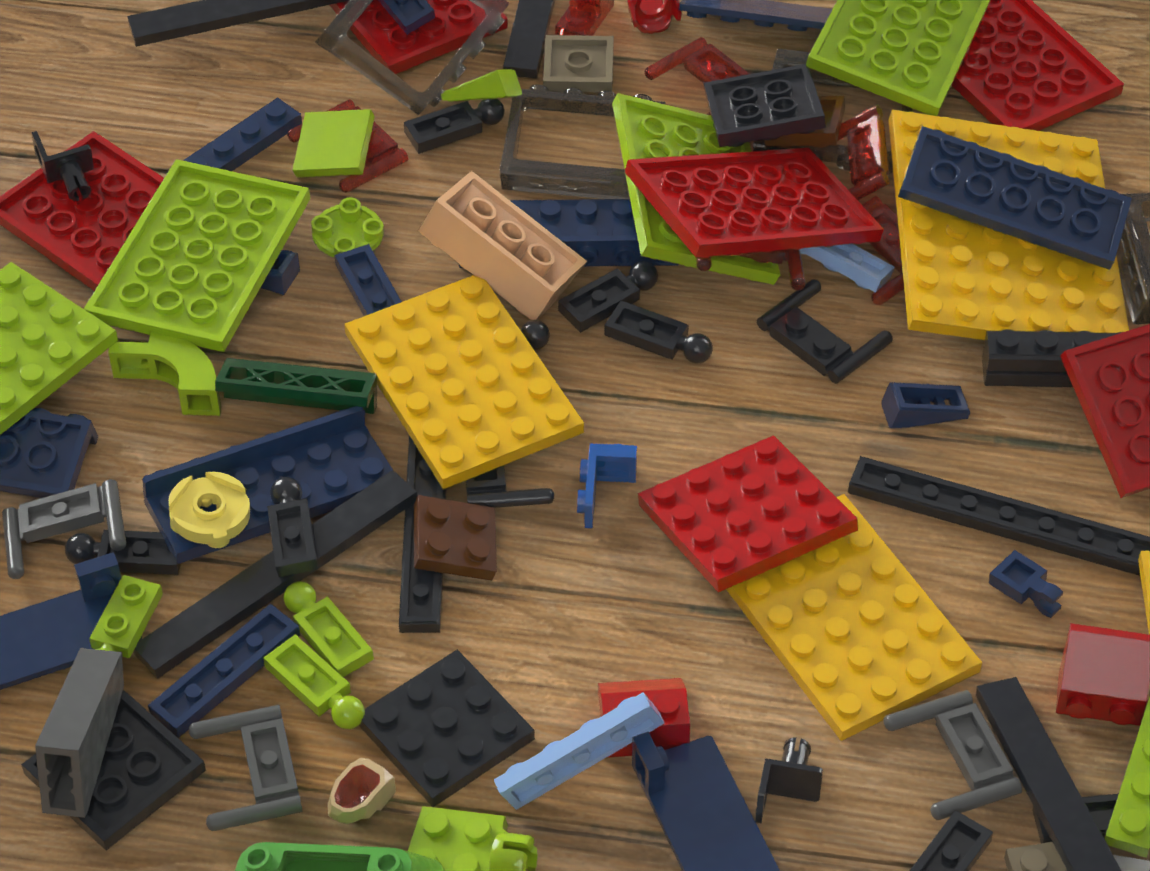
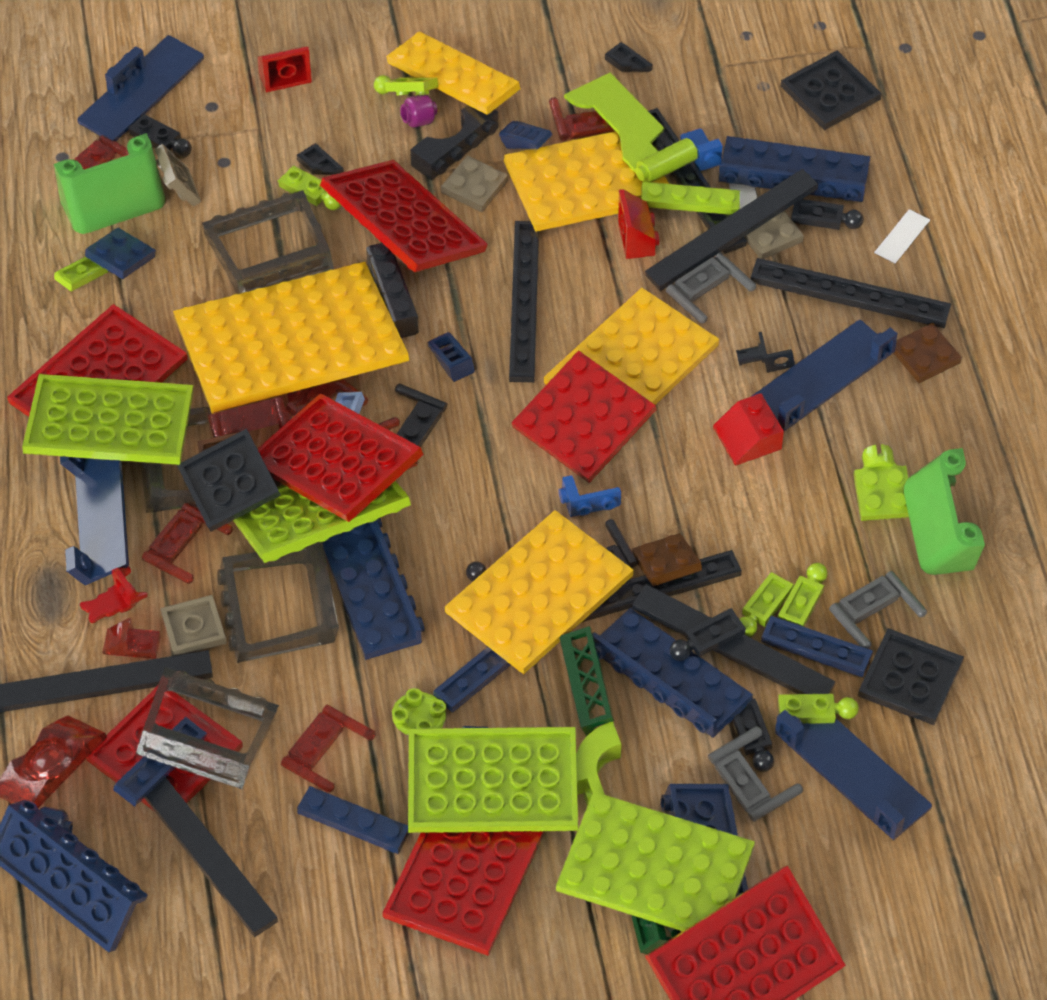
camera: 110 degrees left, 5 degrees up
(66, 166) = (440, 901): black bracket -> none
(78, 732) = (907, 681): dark grey slope -> none
(212, 527) = (719, 691): light yellow plate -> none
(333, 143) = (339, 747): lime tile -> none
(360, 791) = (872, 543): rock -> none
(446, 727) = (800, 526): black plate -> none
(452, 124) = (287, 685): black plate -> none
(490, 86) = (259, 653): lime slope -> none
(501, 245) = (421, 594): light nougat slope -> none
(578, 751) = (808, 443): light blue plate -> none
(600, 298) = (424, 541): black plate -> none
(656, 333) = (448, 505): black plate -> none
(1015, 197) = (277, 321): dark blue bracket -> none
(1025, 579) = (574, 280): dark blue plate -> none

